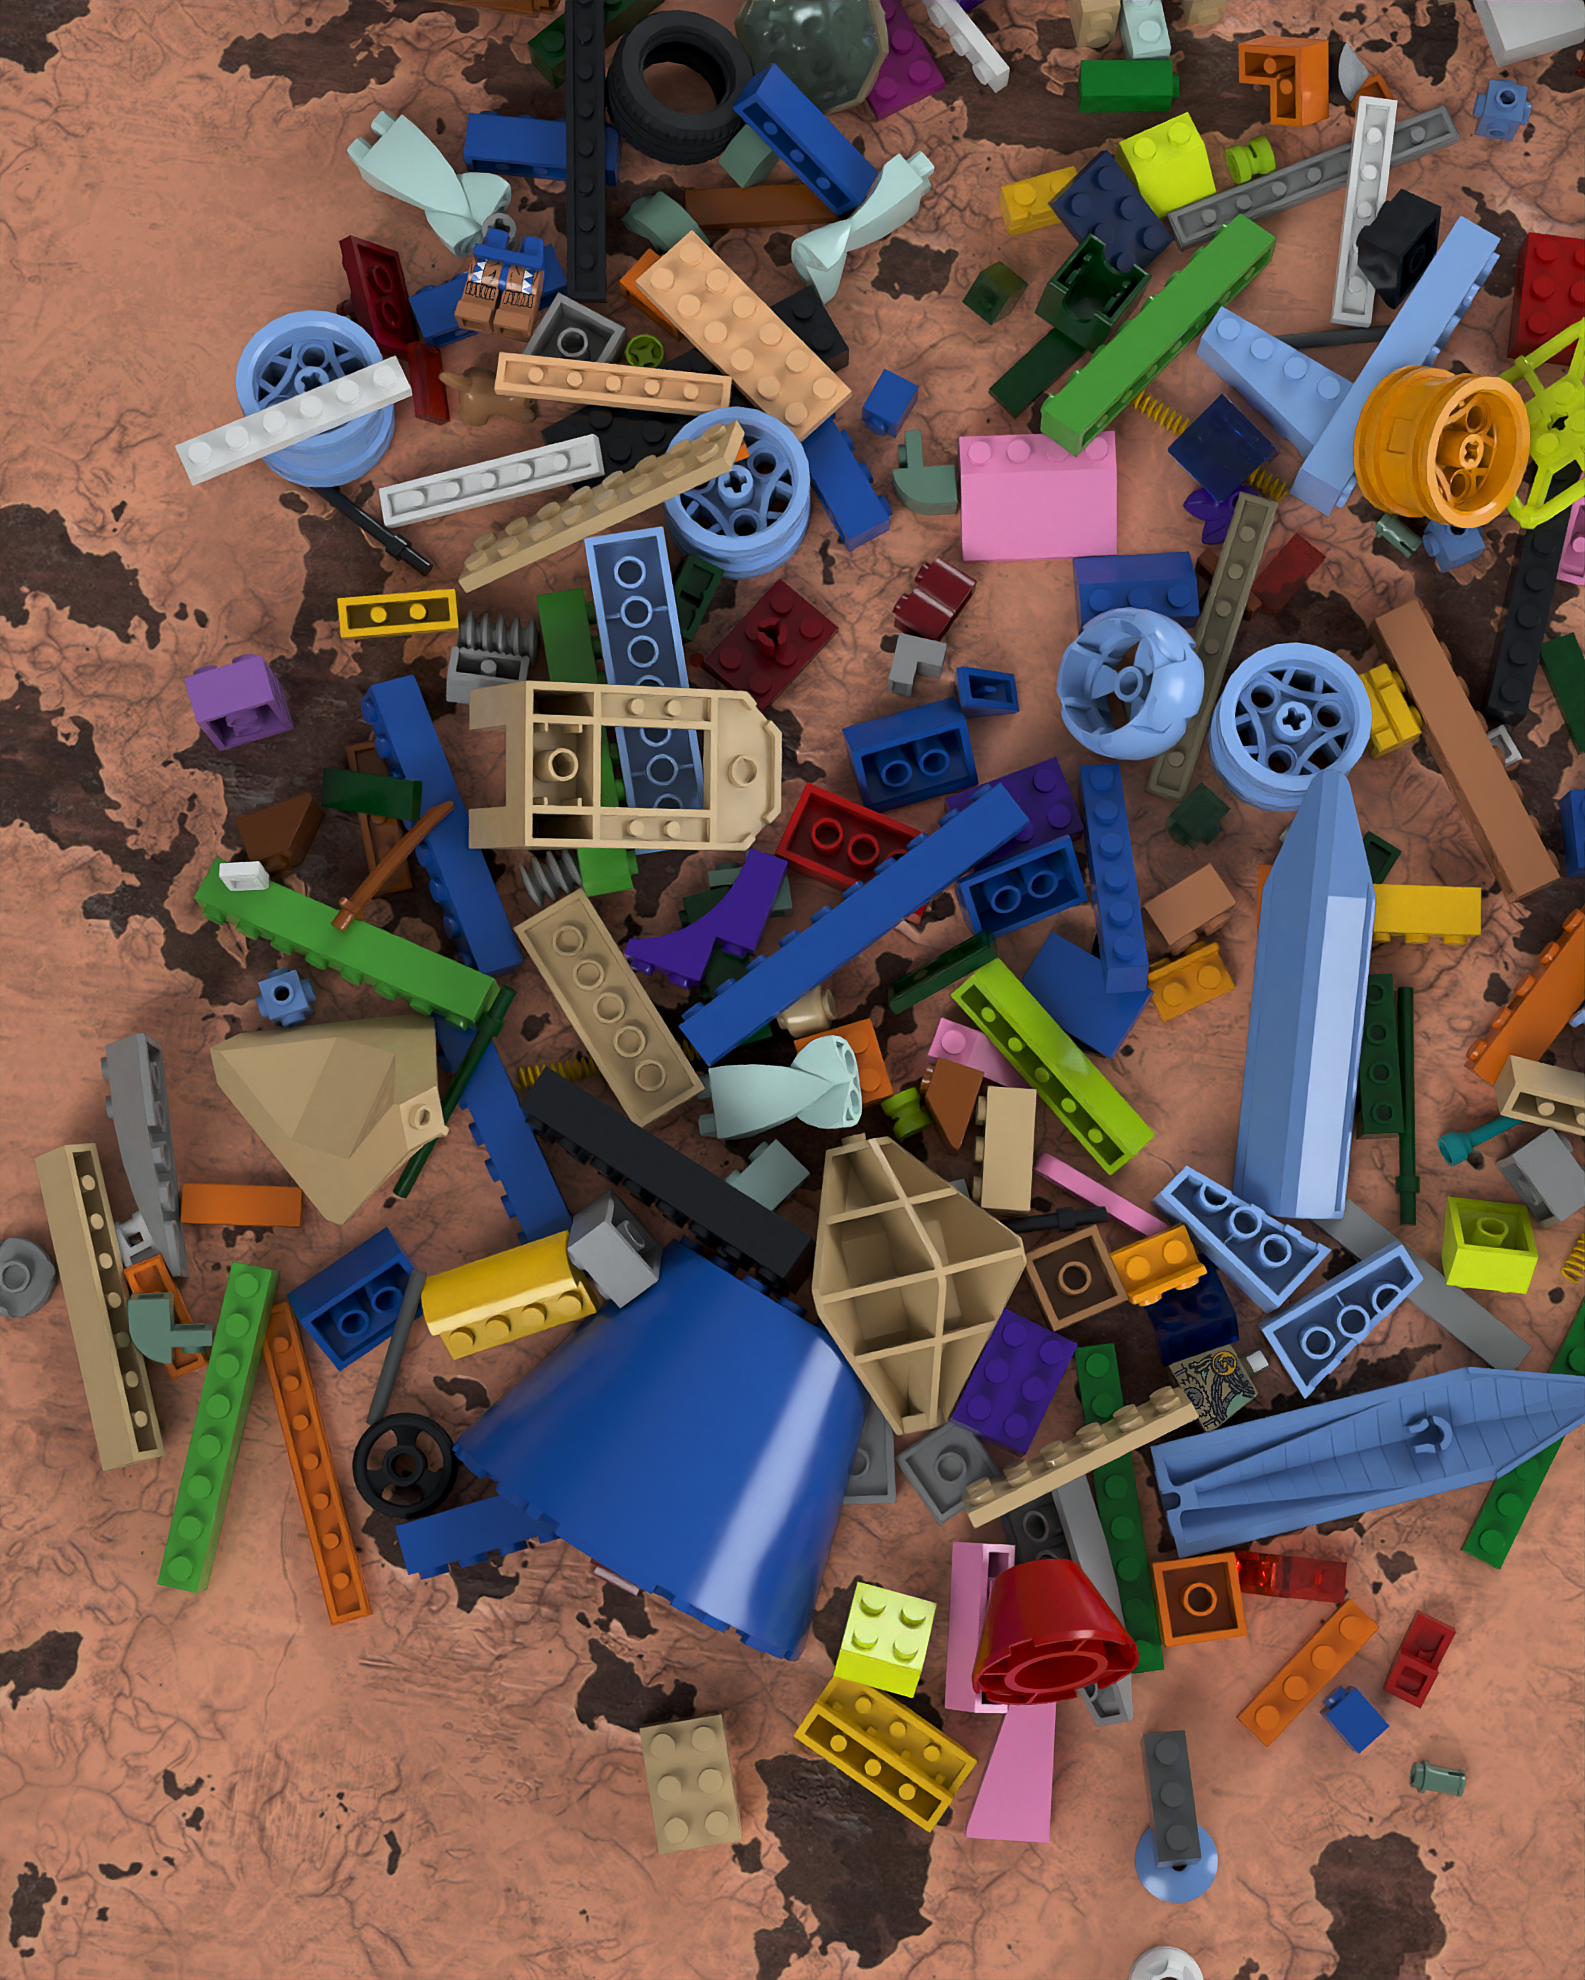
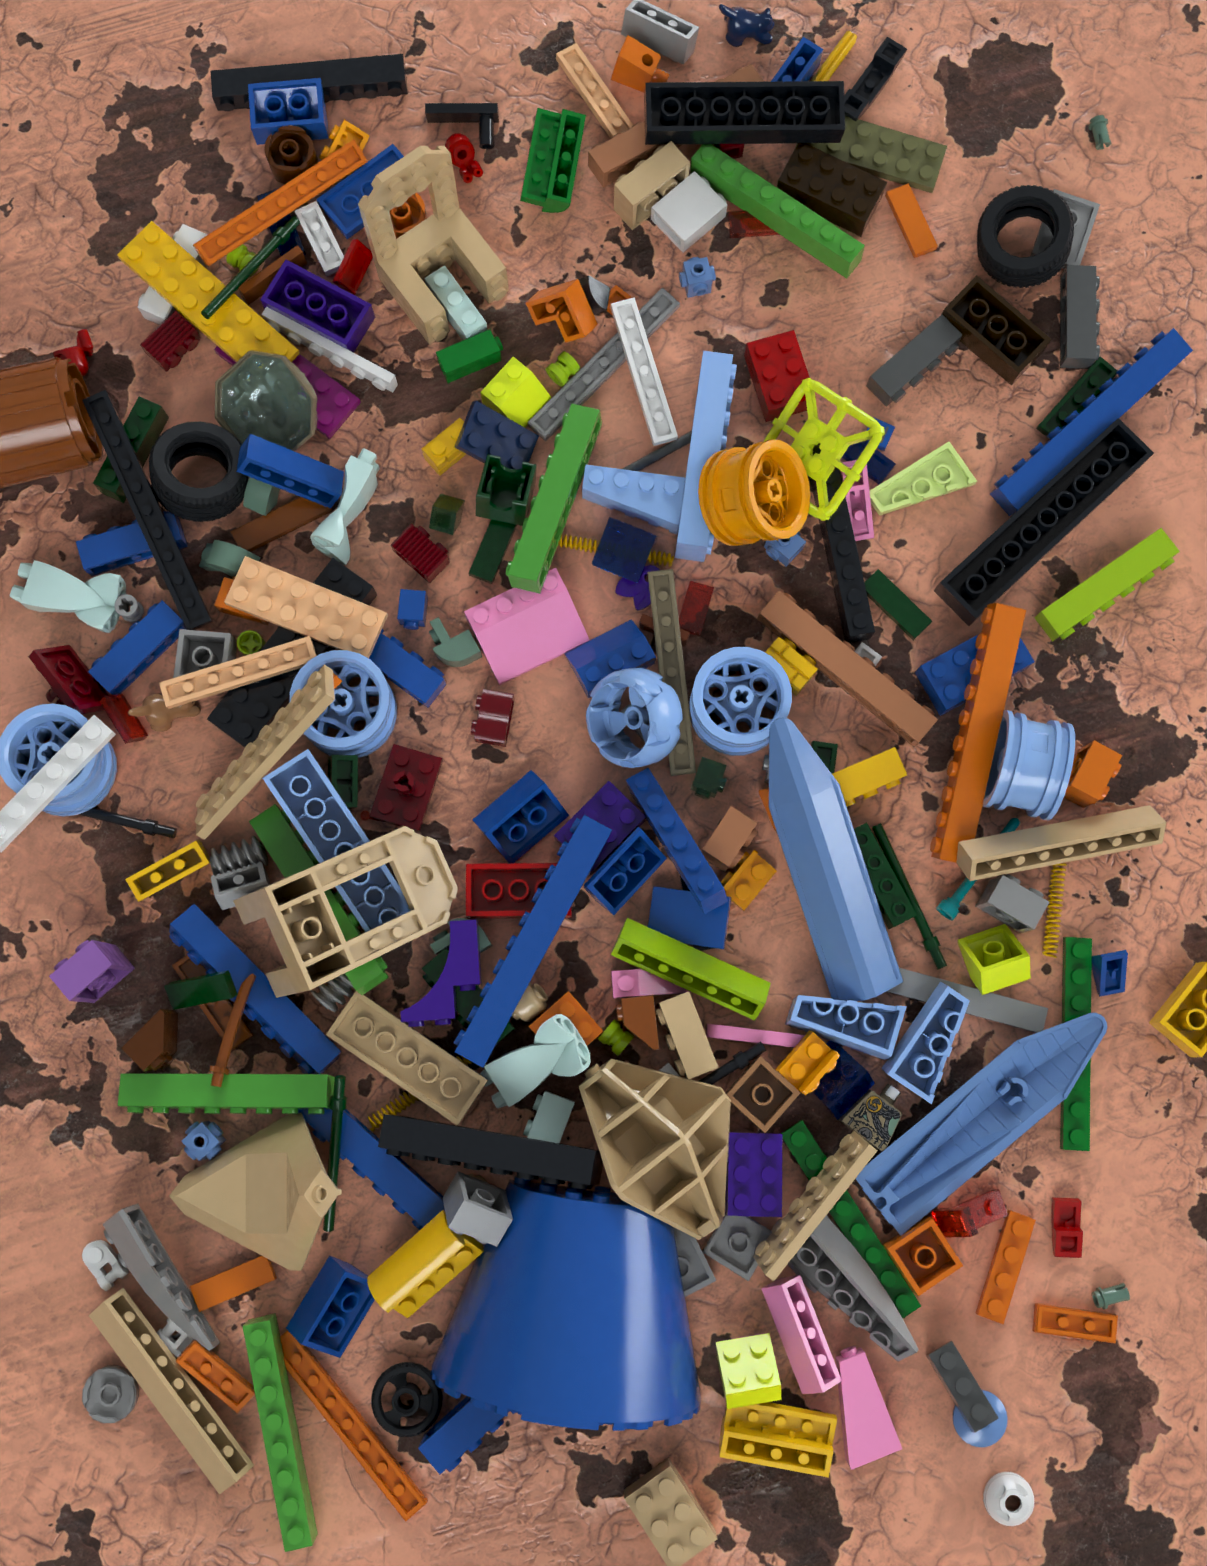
camera: 30 degrees left, 0 degrees up
(77, 1088) = (99, 1254): none -> white plate
(155, 1330) = (213, 1391): sand green brick -> none
(244, 876) = (143, 1079): white tile -> none
(396, 1346) = (369, 1329): dark grey bar -> none
(491, 481) = (190, 763): white plate -> none
(503, 287) = (144, 640): hips -> none
(913, 657) = (496, 756): light grey piece -> none
(936, 331) = (420, 552): none -> dark red brick
(942, 971) = (599, 942): dark green tile -> none
(985, 692) = (549, 759): blue slope -> none
(1048, 1636) = (846, 1325): red cone -> none
(1353, 1717) = (1045, 1283): blue brick -> none
(1370, 1794) = (1075, 1323): none -> orange tile
(1398, 534) = (750, 555): sand green pin -> none
(1399, 245) = (674, 383): black slope -> none

